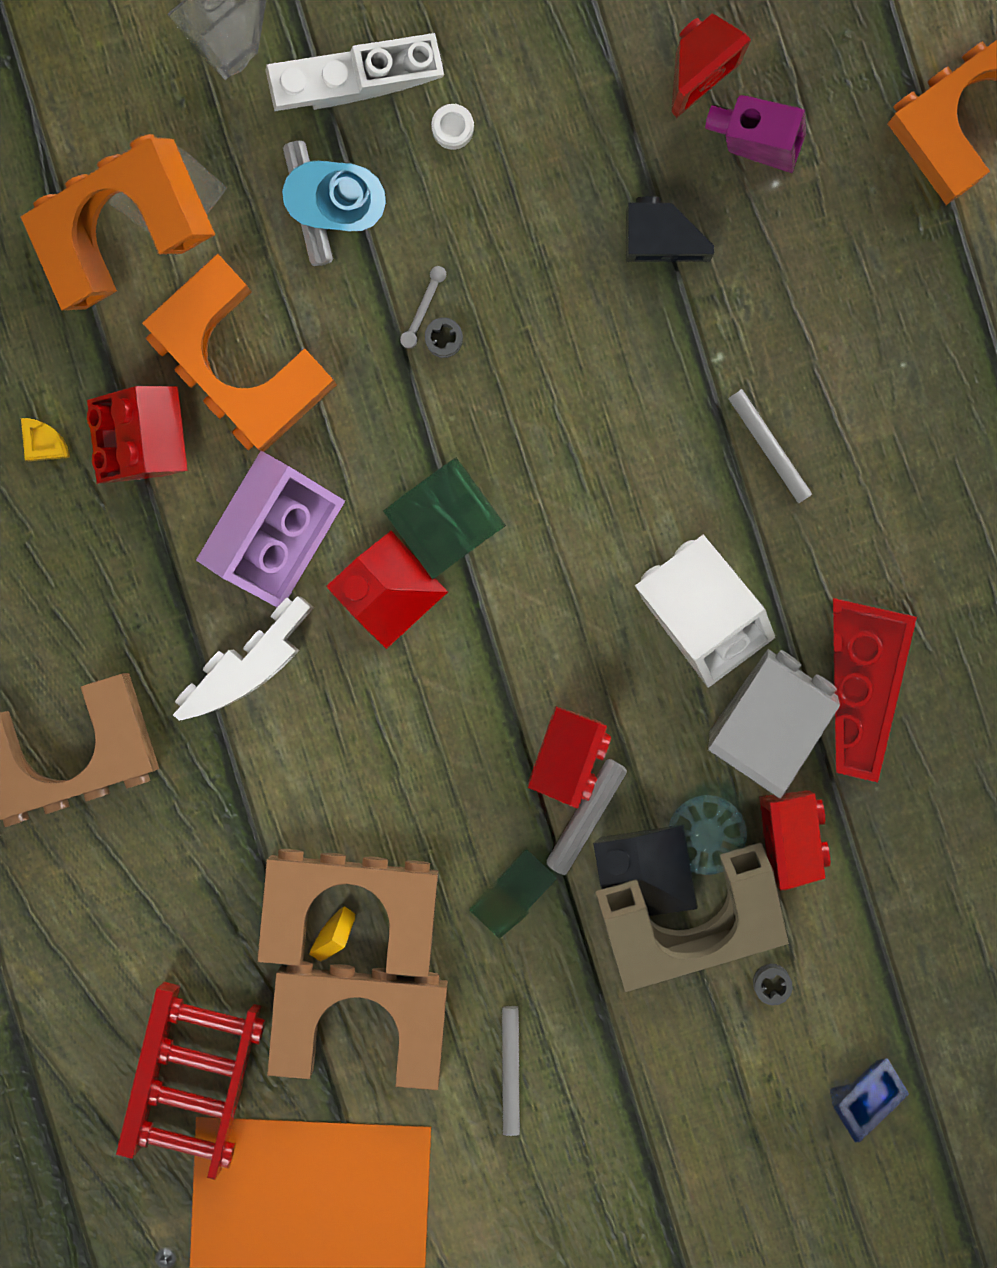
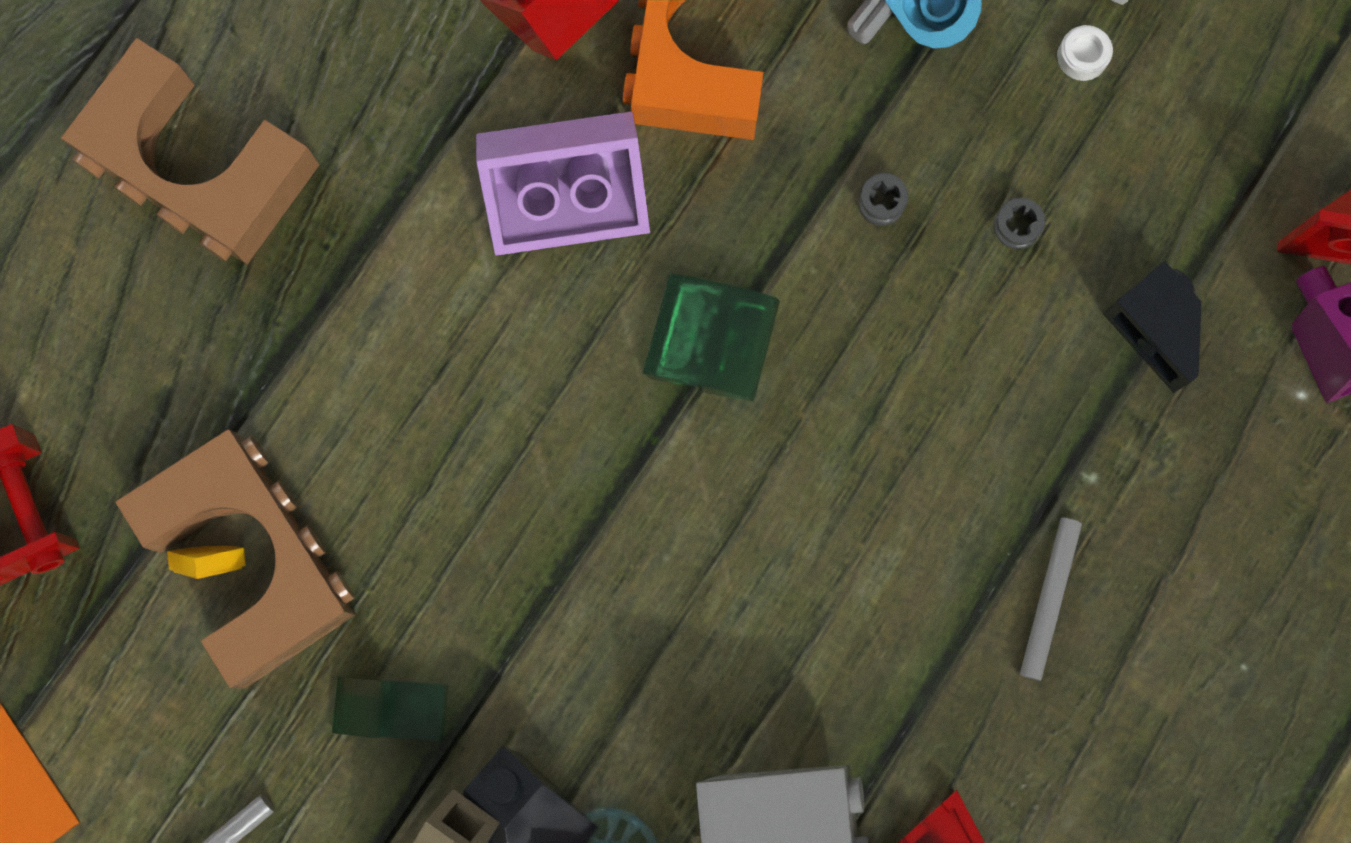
camera: 50 degrees right, 10 degrees down
(233, 676) = (393, 261): white slope -> none
(307, 993) = (192, 698): medium nougat arch -> none
(386, 589) = (595, 335): red slope -> none
(408, 338) = (854, 169): light grey hinge -> none
(540, 261) = (1026, 207): none -> dark grey bush
(568, 757) = (572, 647): red slope -> none
(586, 817) = (527, 719): light grey axle -> none
(706, 609) = (837, 668): white slope -> none

